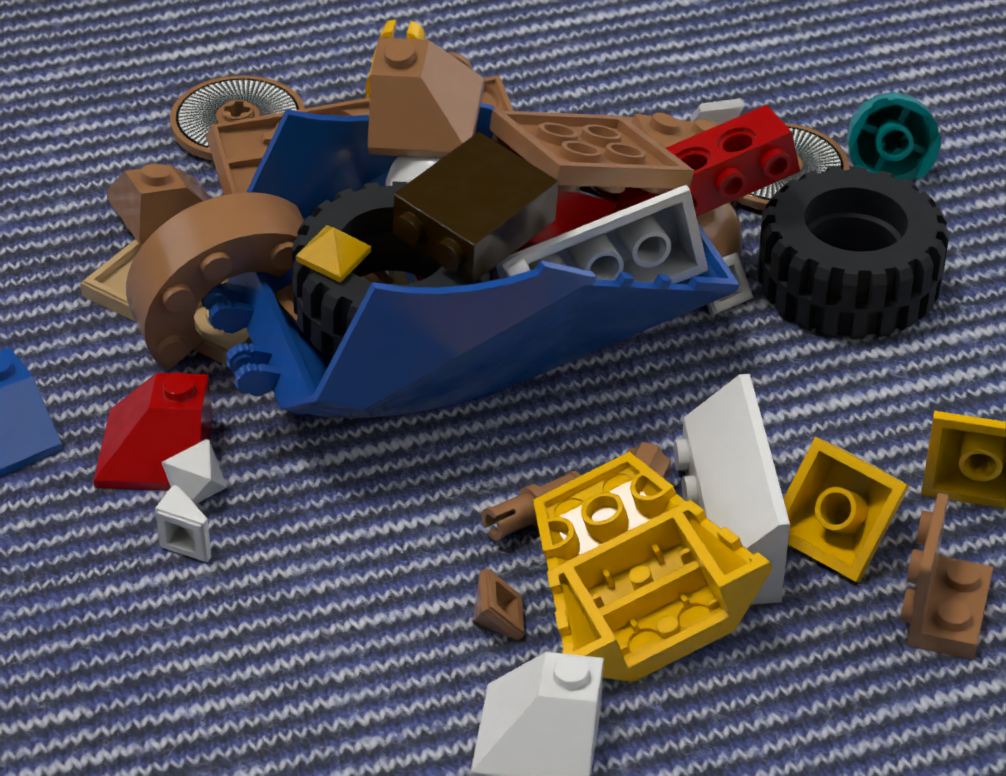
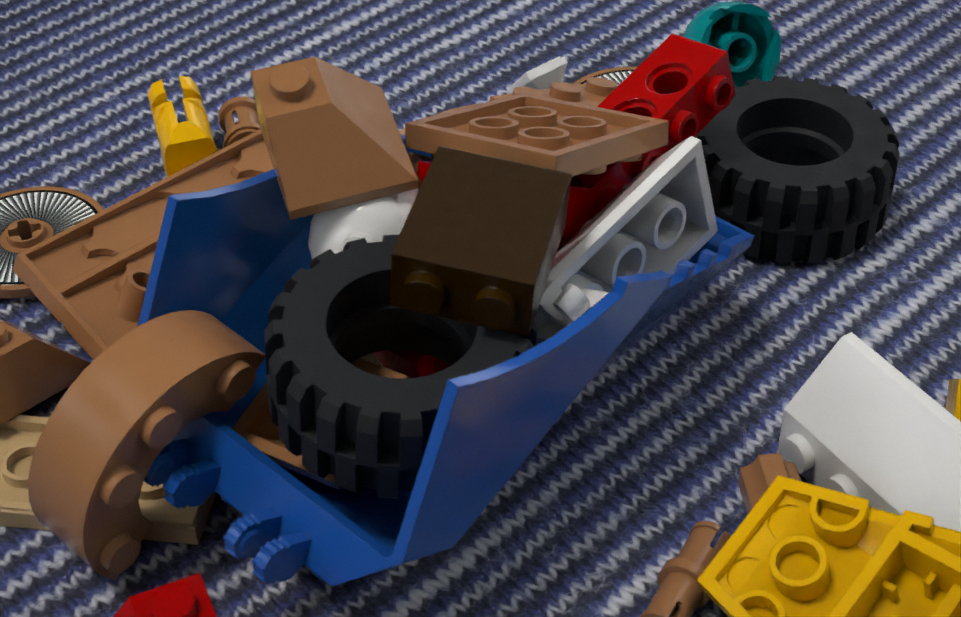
camera: 25 degrees left, 0 degrees up
(333, 253) = (339, 358): yellow slope -> none

